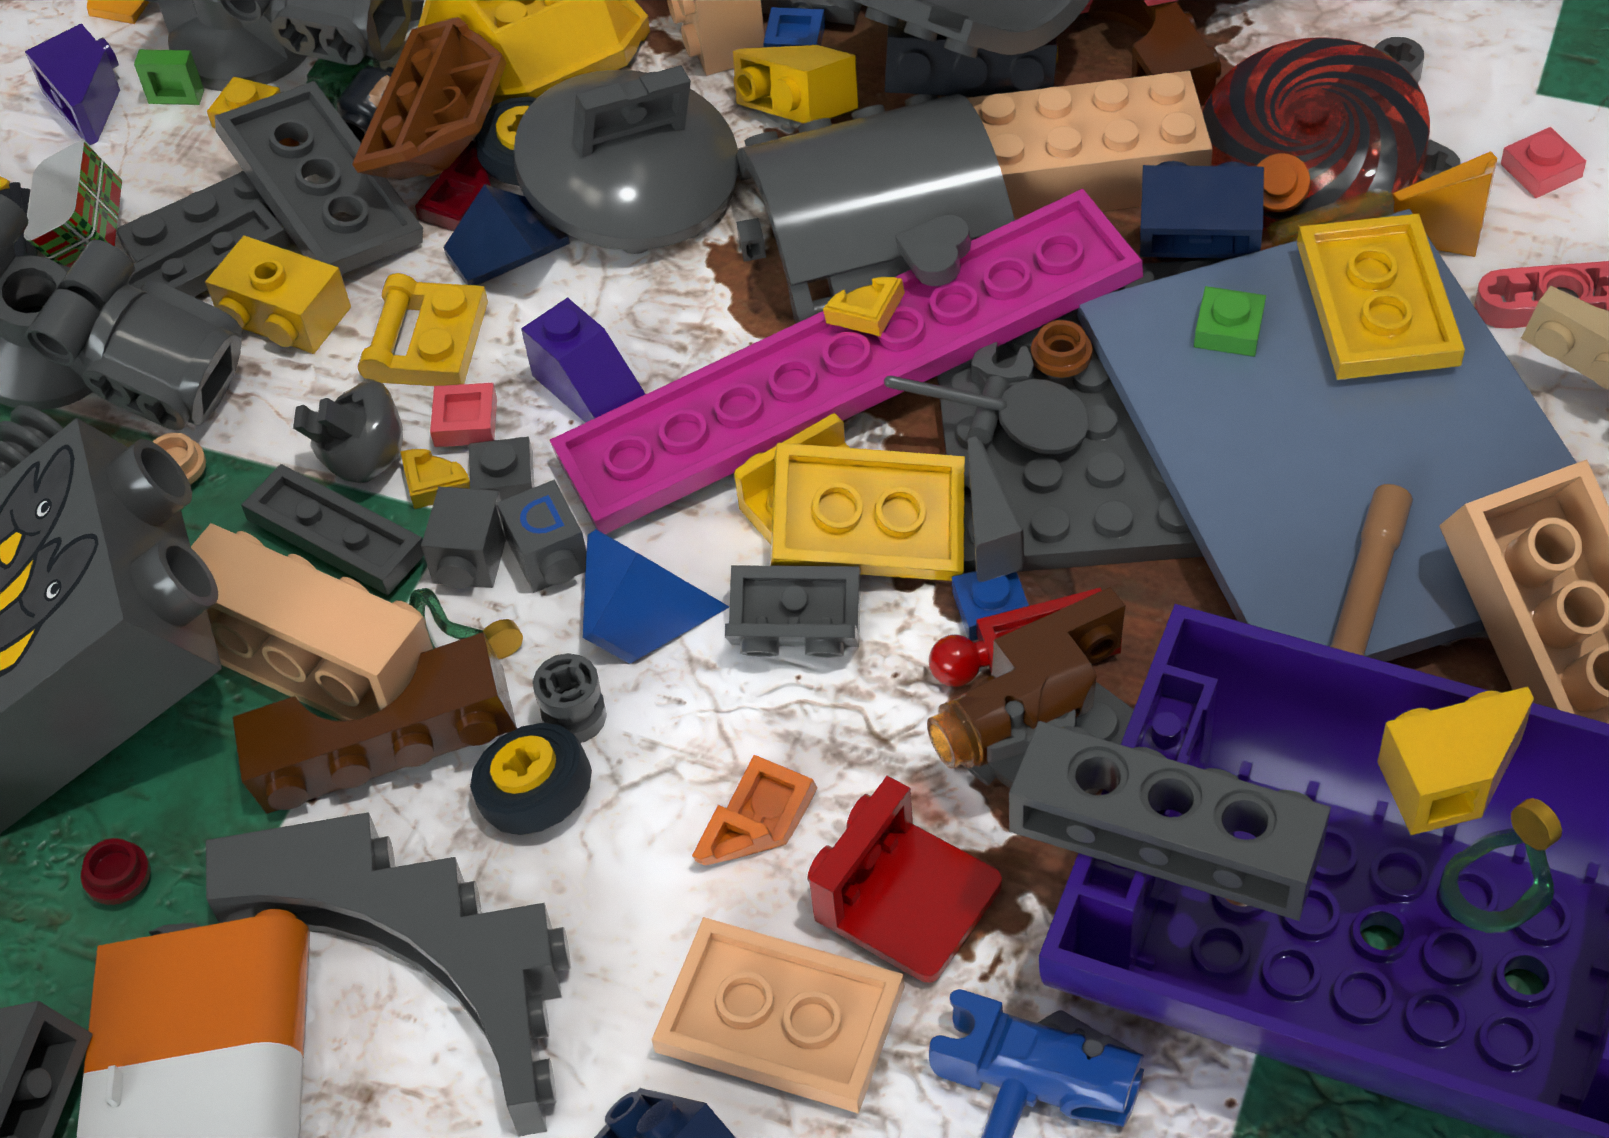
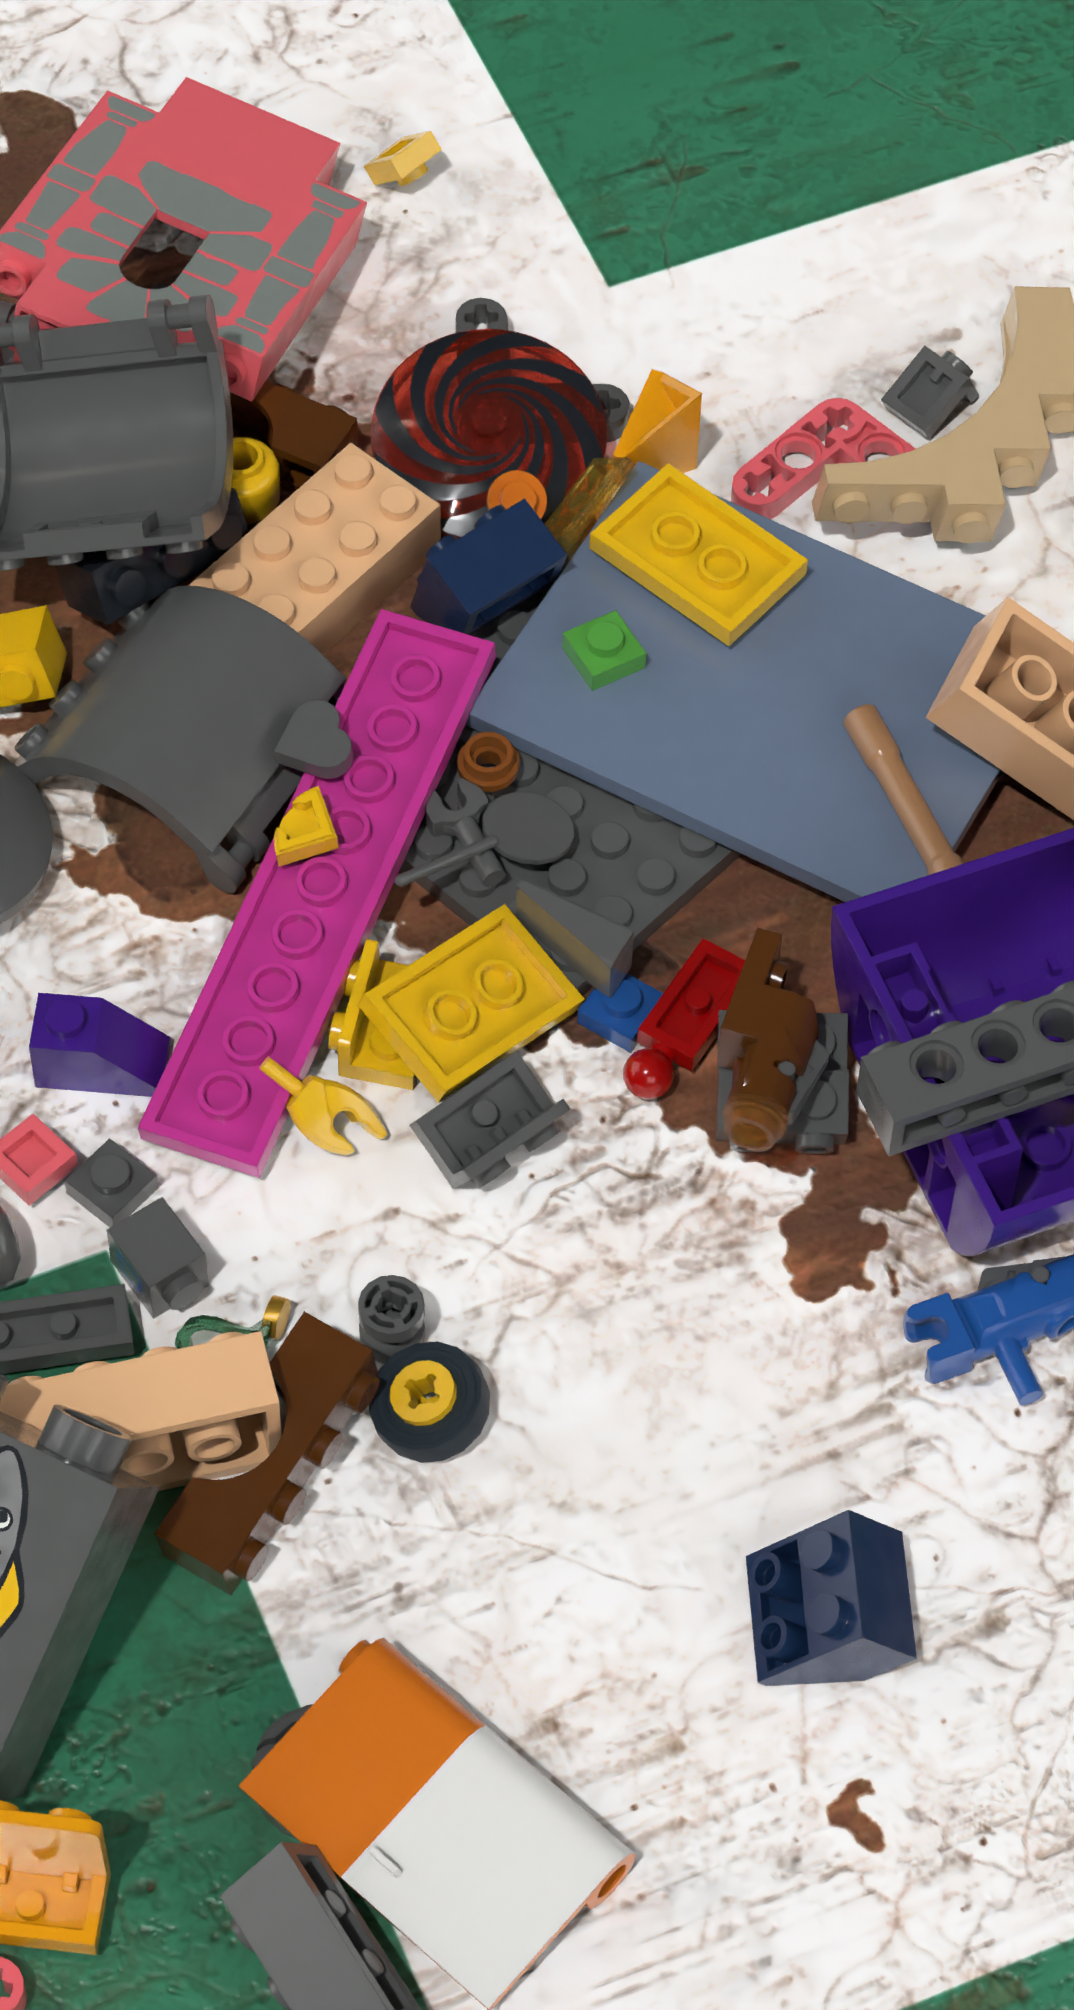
camera: 50 degrees left, 5 degrees up
(114, 871) = (172, 1729): dark red plate -> none
(347, 884) = (468, 1564): dark grey arch -> none
(428, 472) = (58, 1232): yellow tile -> none
(543, 536) = (226, 1209): dark grey brick -> none
(635, 602) = (354, 1203): blue slope -> none
(686, 506) = (317, 1102): none -> yellow hand
(751, 239) = (103, 836): dark grey piece -> none
(759, 815) = (619, 1296): orange slope -> none
(779, 1014) = (794, 1425): light nougat plate -> none
(900, 886) = (790, 1269): red bracket -> none
(1091, 52) = (255, 478): none -> yellow head
(1543, 162) = (677, 348): coral plate -> none

